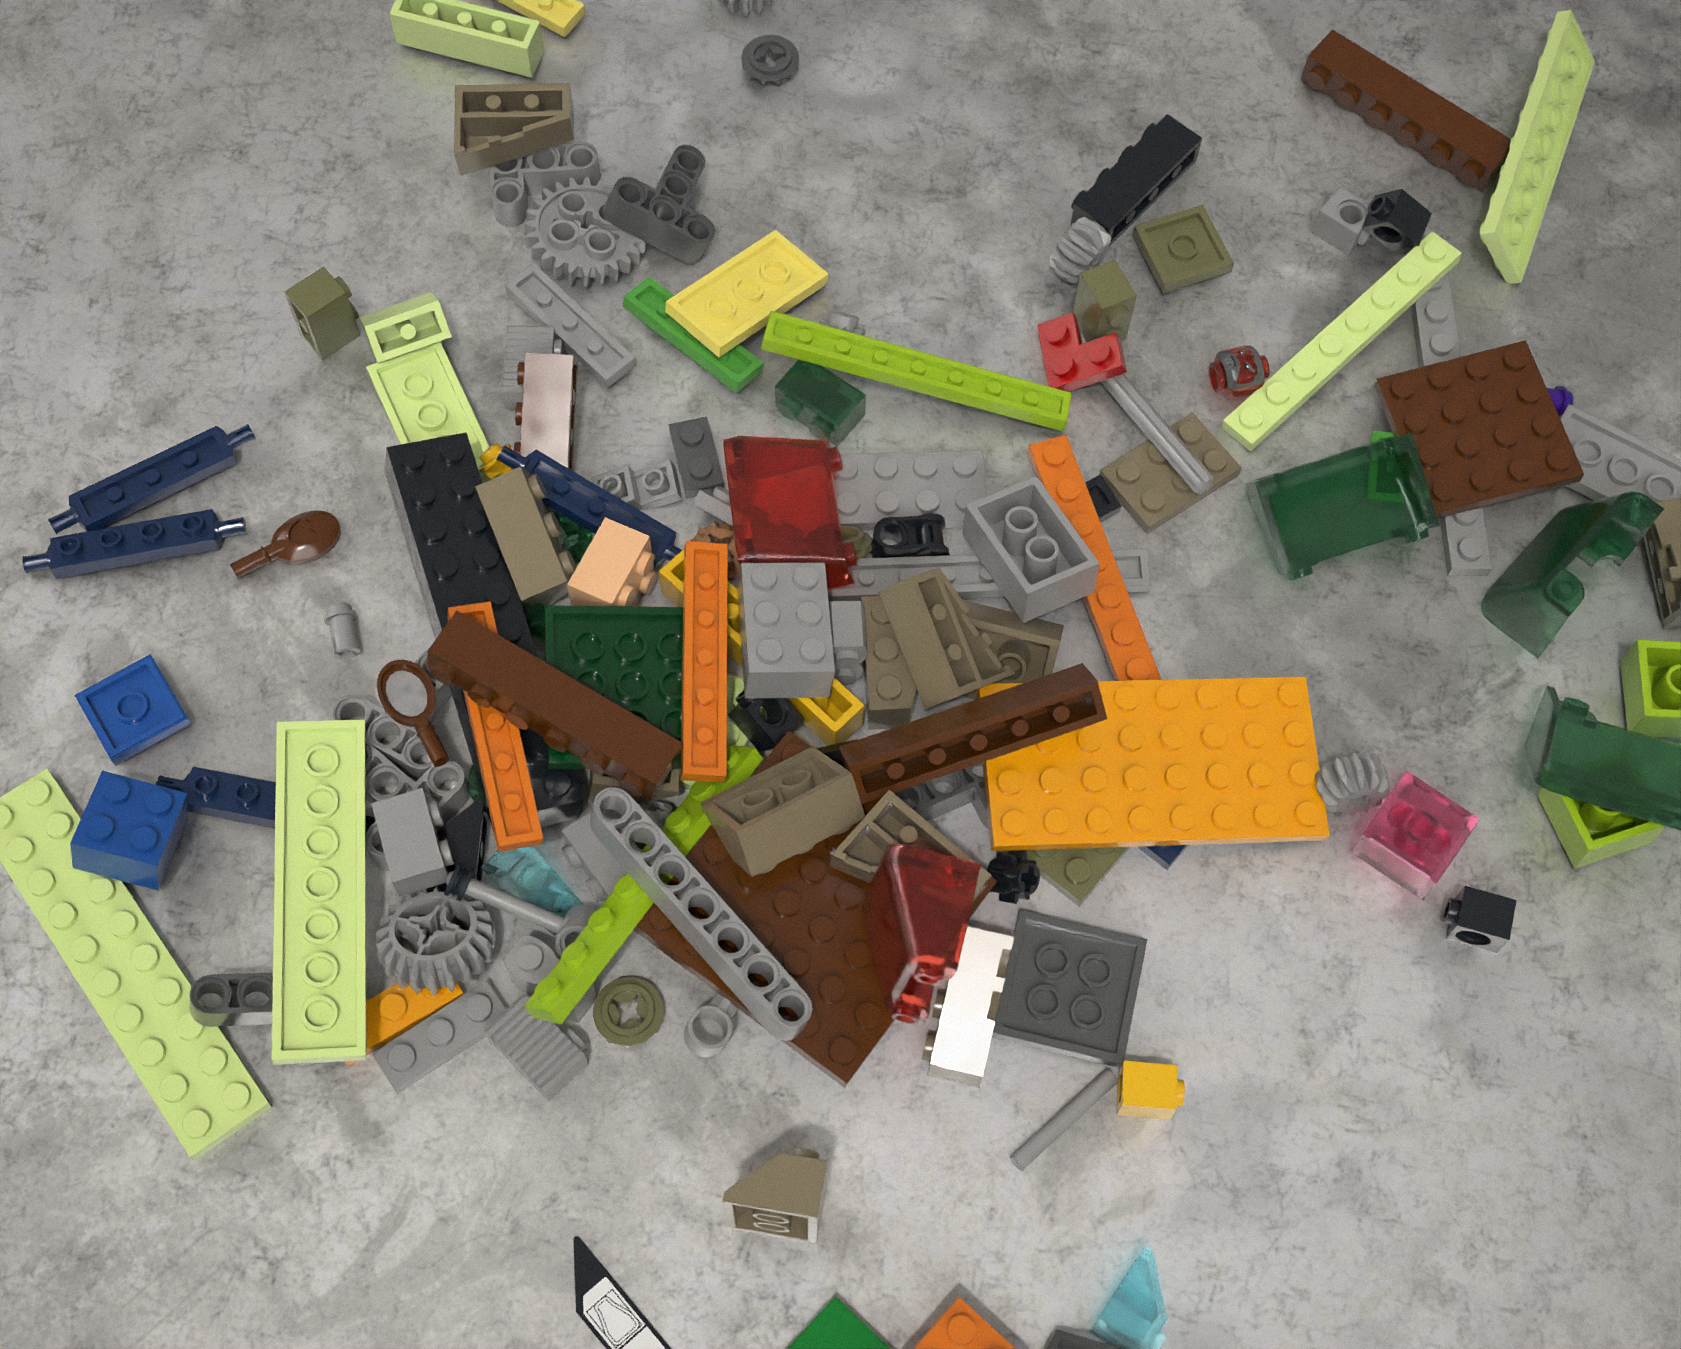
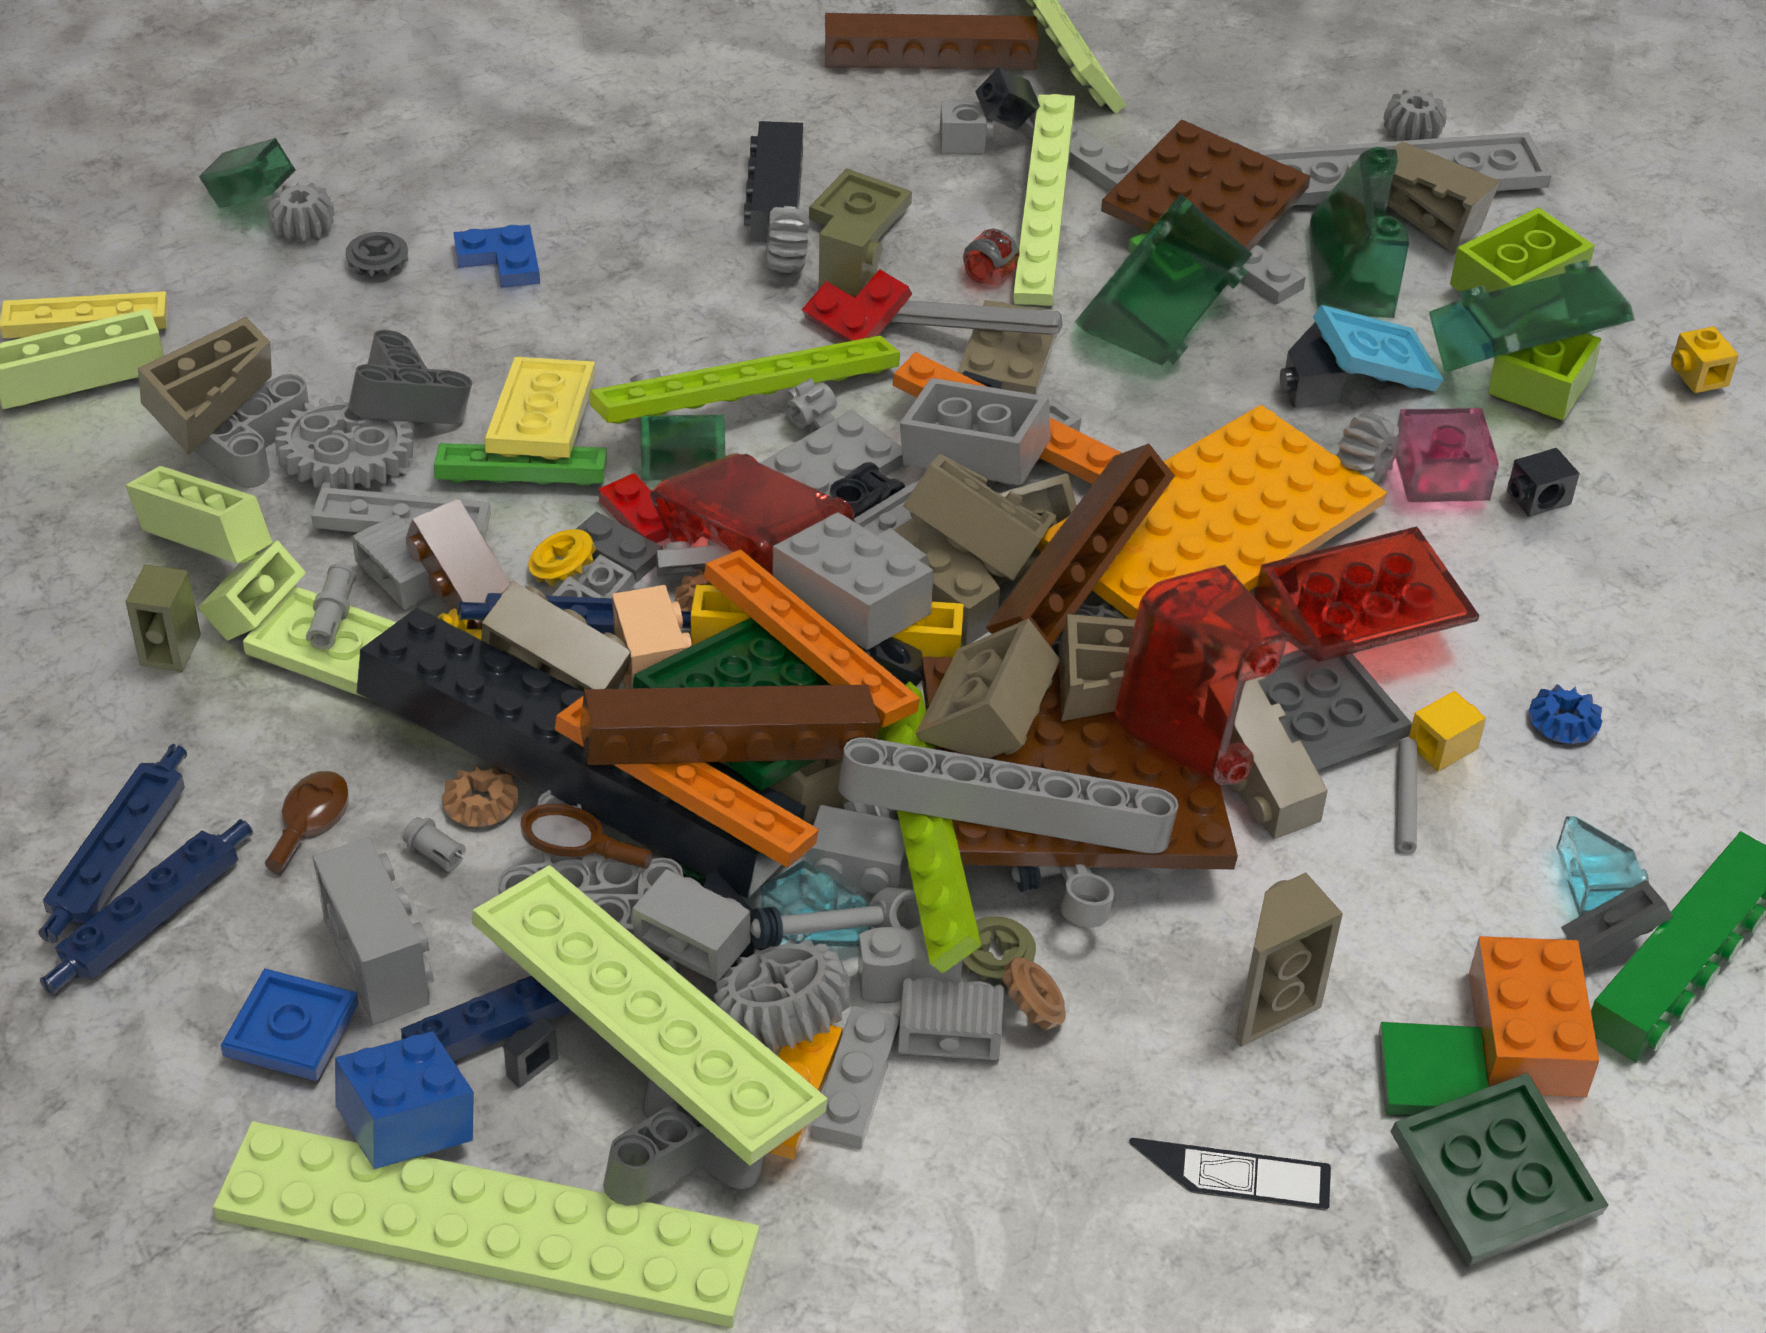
camera: 40 degrees left, 20 degrees down
(225, 679) = (373, 929): none -> light grey brick
(249, 850) = (530, 1051): none -> black plate
(394, 621) = (476, 810): none -> medium nougat gear
(411, 239) = (199, 514): none -> yellowish green brick
(437, 380) = (331, 606): none -> light grey pin
(623, 1061) = (1035, 993): none -> medium nougat gear
(633, 435) = (571, 544): none -> yellow gear
(742, 418) = (632, 507): none -> red plate
(871, 117) = (506, 246): none -> blue plate
(950, 426) = (811, 405): none -> light grey gear
(1195, 927) = (1362, 595): none -> clear red slope
(1254, 1160) = (1565, 727): none -> blue gear
(1396, 667) = (1312, 372): none -> black slope
(1465, 690) = (1377, 348): none -> medium azure plate

